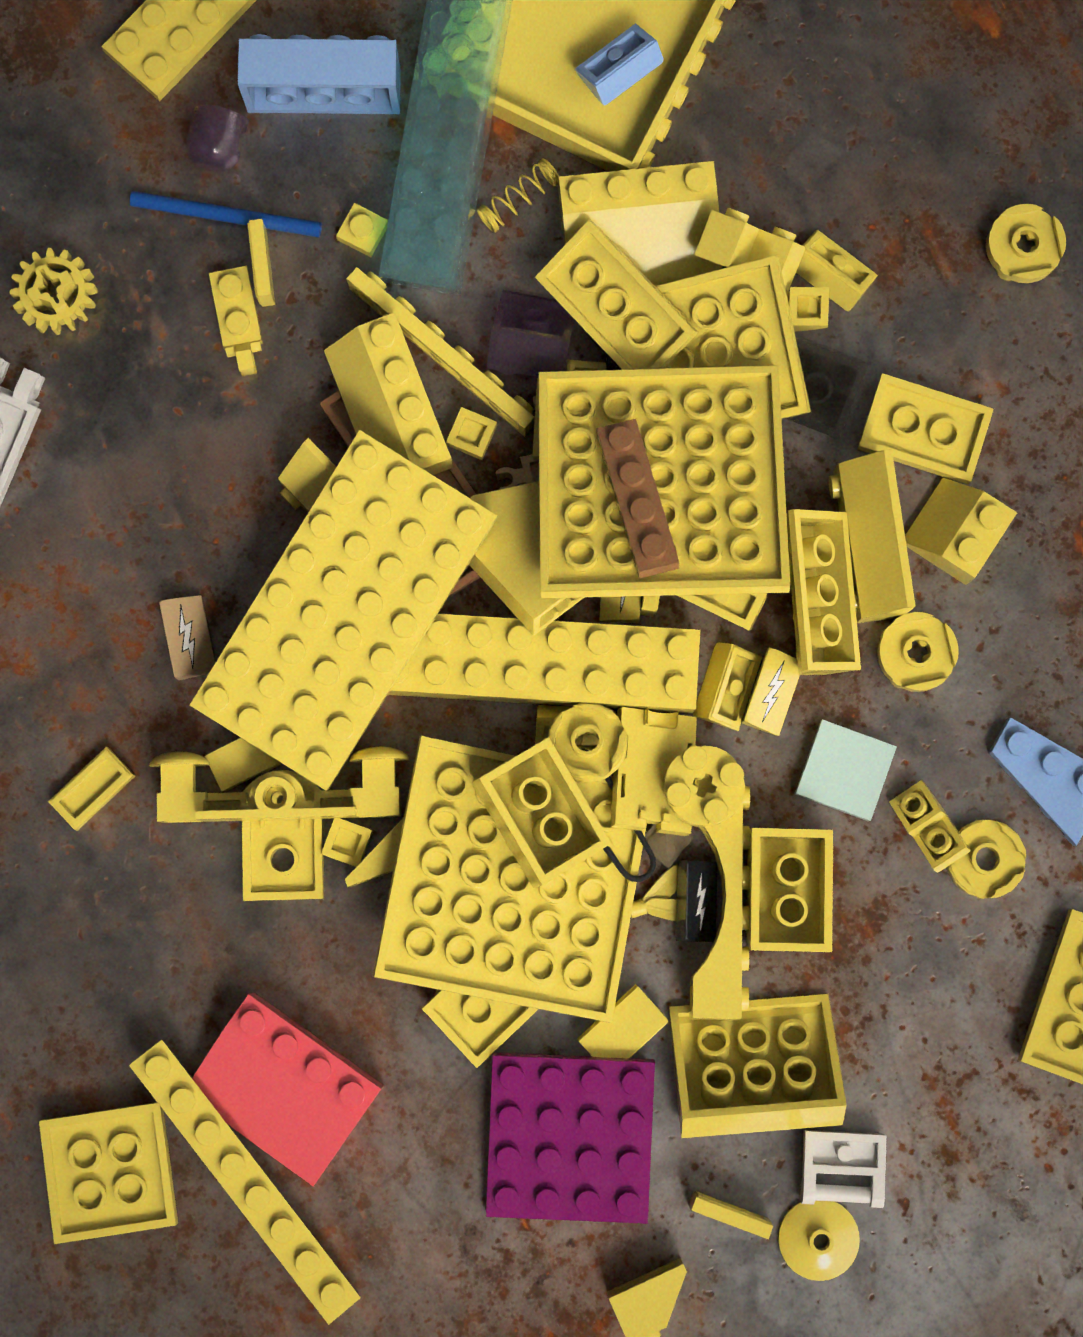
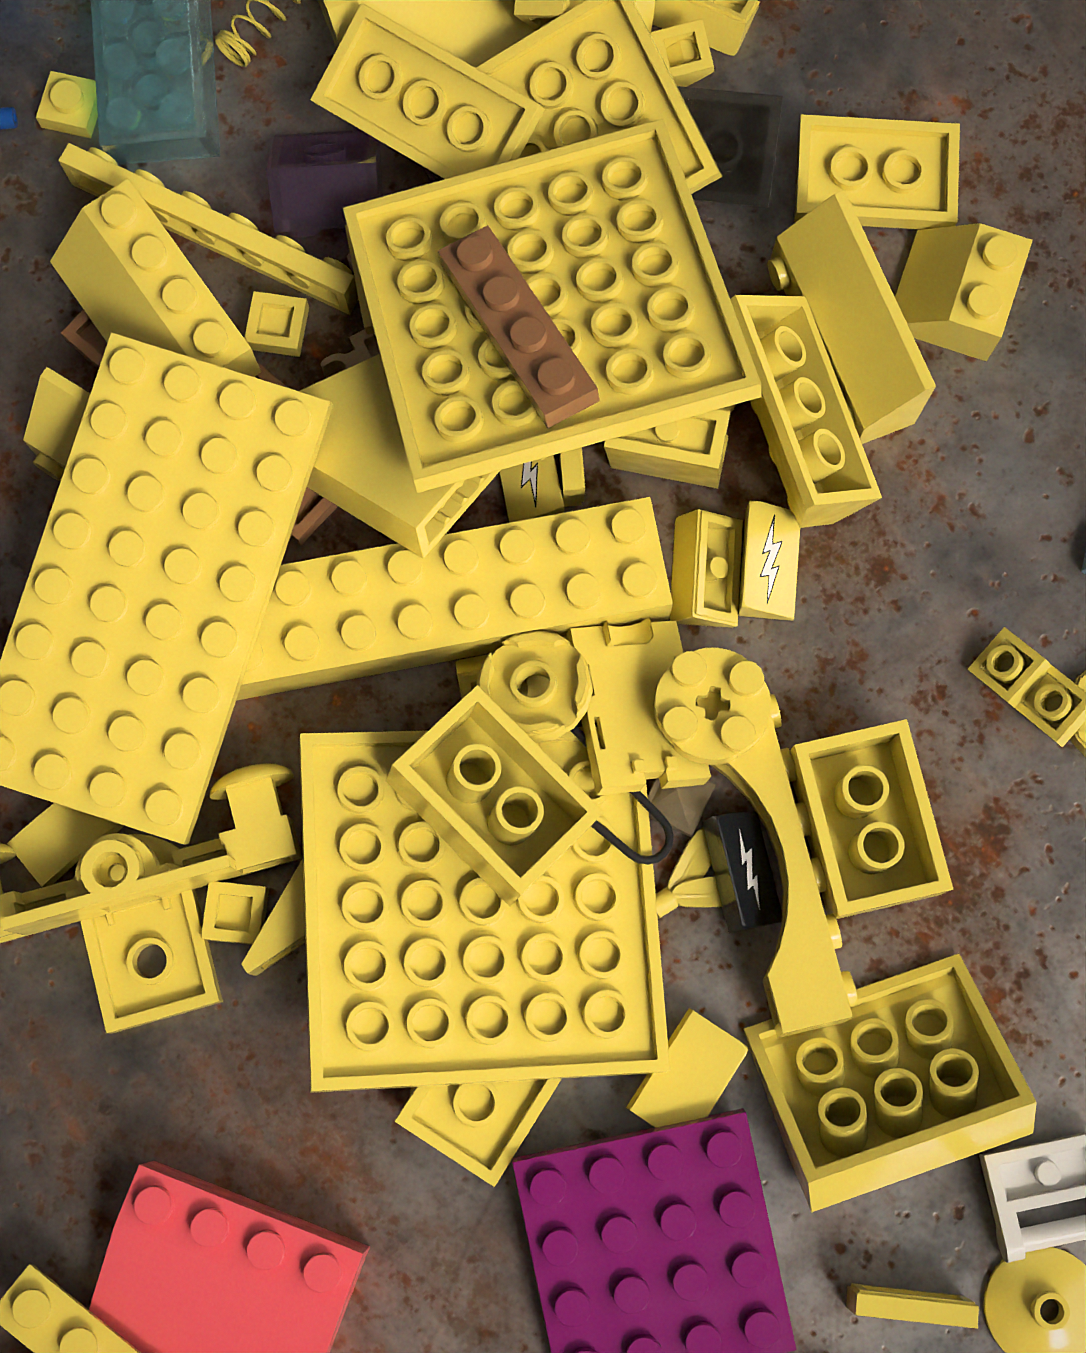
camera: 10 degrees left, 5 degrees down
(845, 770) = (897, 642): light aqua tile -> none
(930, 633) = (938, 489): light yellow plate -> none

